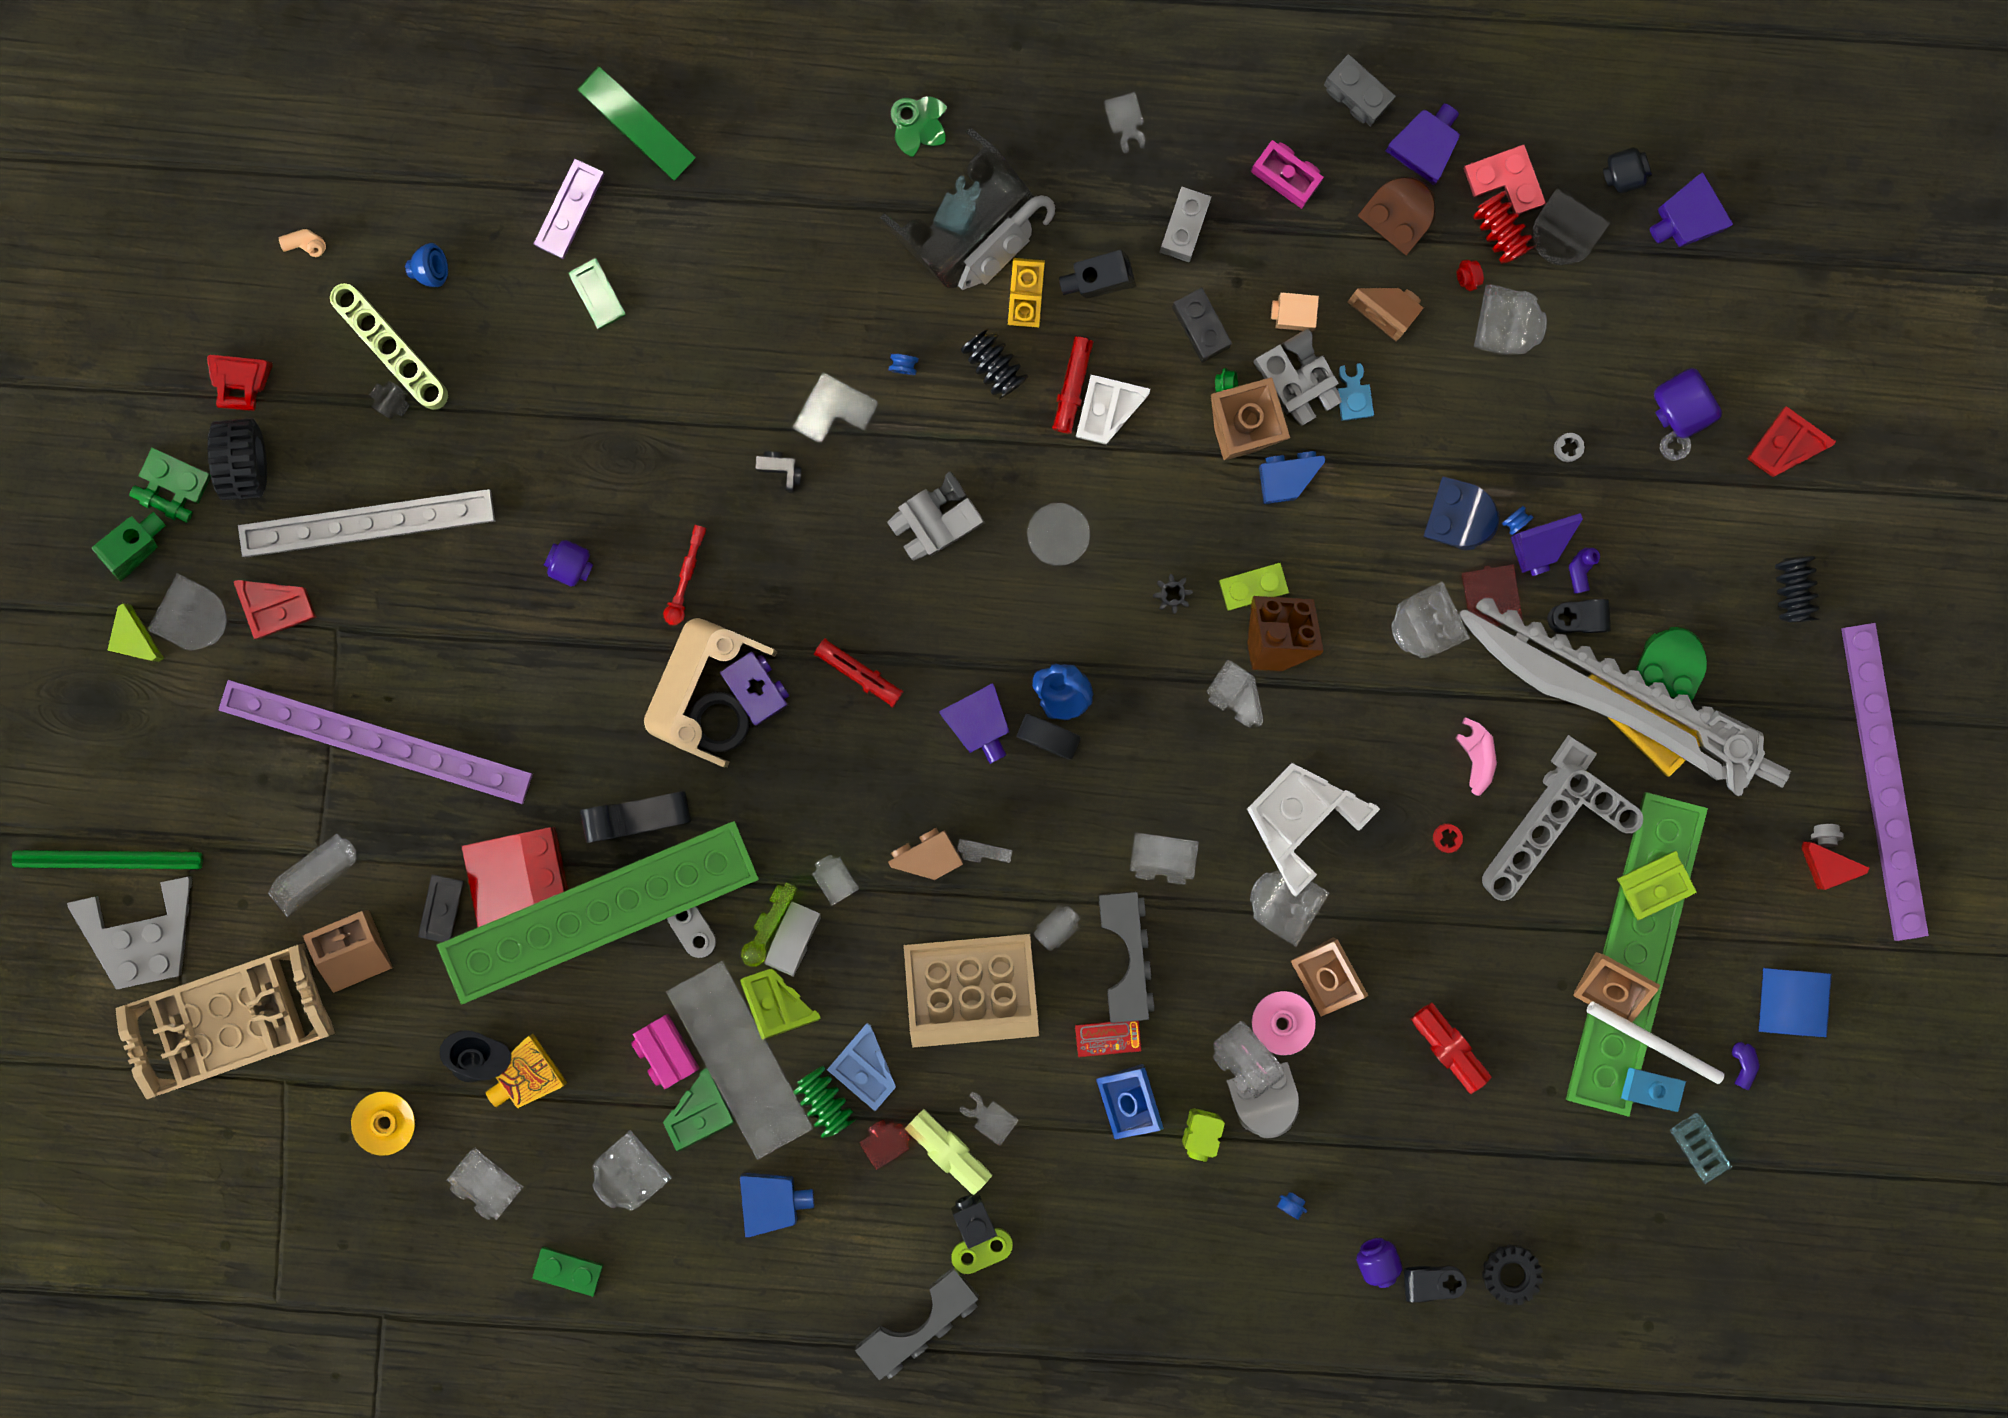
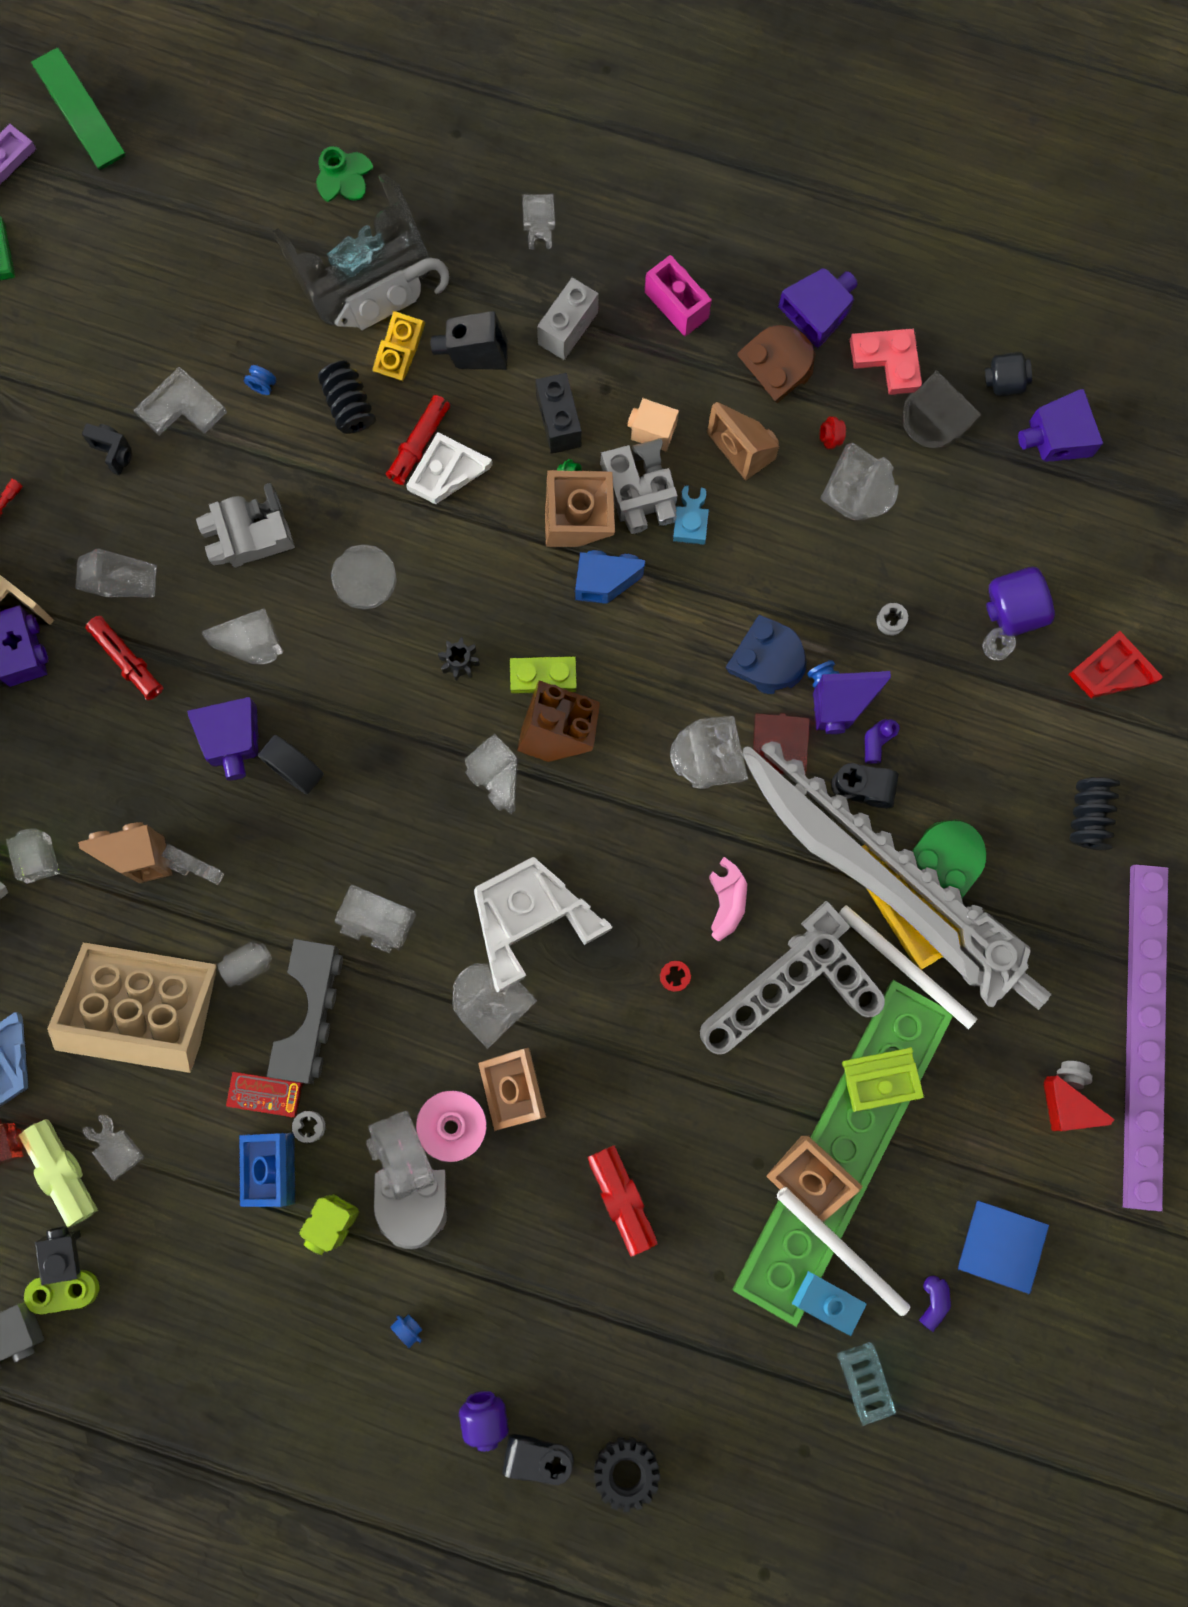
camera: 15 degrees right, 10 degrees down
(826, 596) = (115, 575): none -> clear slope
(970, 625) = (246, 638): none -> clear slope
(1063, 691) = (320, 724): blue hair -> none
(1146, 1057) = (298, 1125): none -> light grey bush
(1358, 91) = (767, 240): dark grey brick -> none
(1503, 228) = (873, 397): red piece -> none
(1656, 776) = (908, 967): none -> white piece

